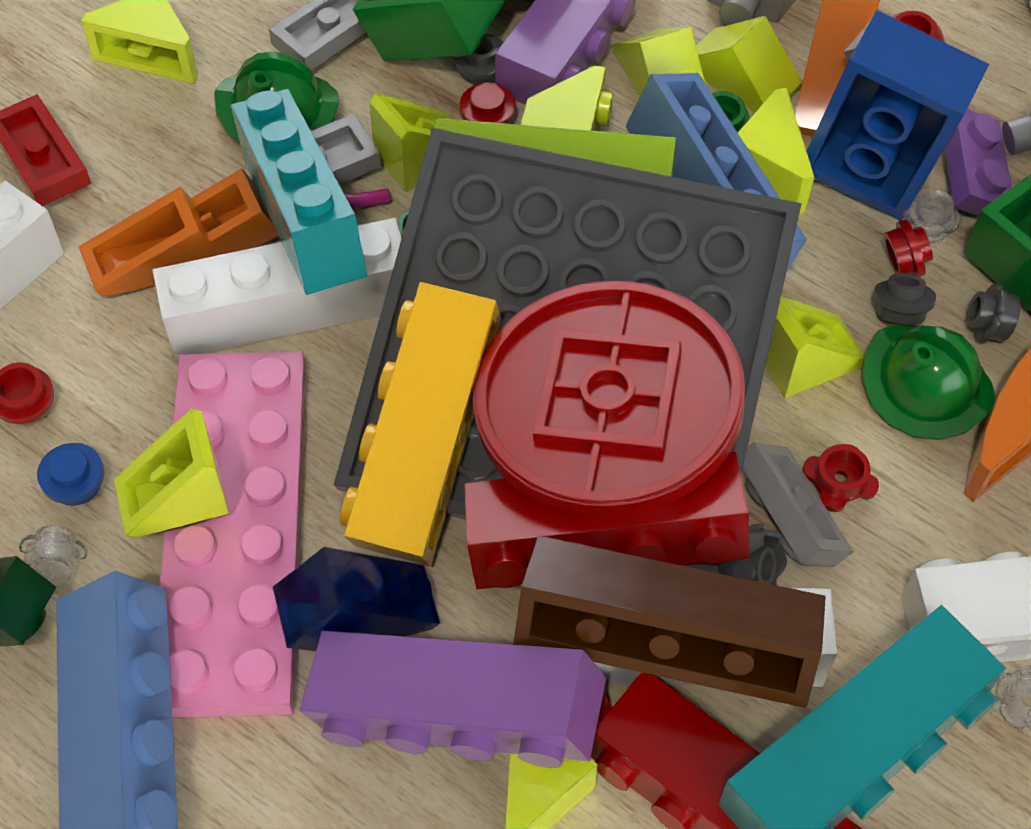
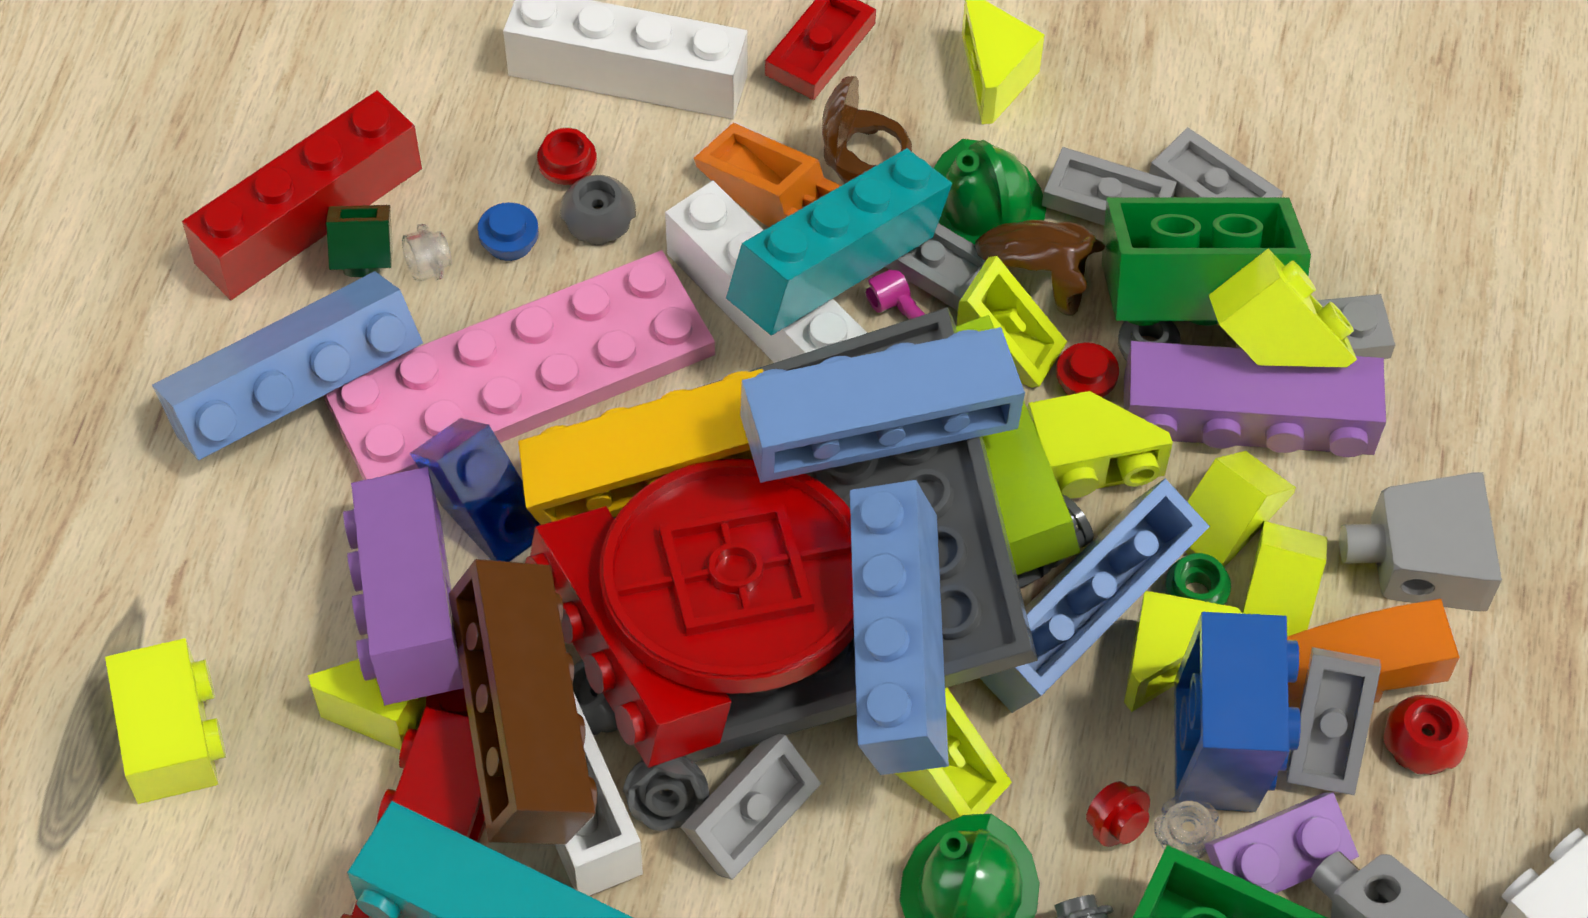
camera: 65 degrees right, 0 degrees up
(99, 407) = (601, 224): none -> dark grey plate
(152, 160) = (843, 119): none -> reddish brown piece
(172, 481) = (517, 301): neon yellow slope -> none
(374, 70) = (1048, 247): none -> reddish brown piece
(521, 202) = (880, 403): none -> medium blue brick
(741, 283) = (898, 629): none -> medium blue brick
(846, 461) = (807, 823): red plate -> none
(904, 299) = (1052, 831): dark grey plate -> none

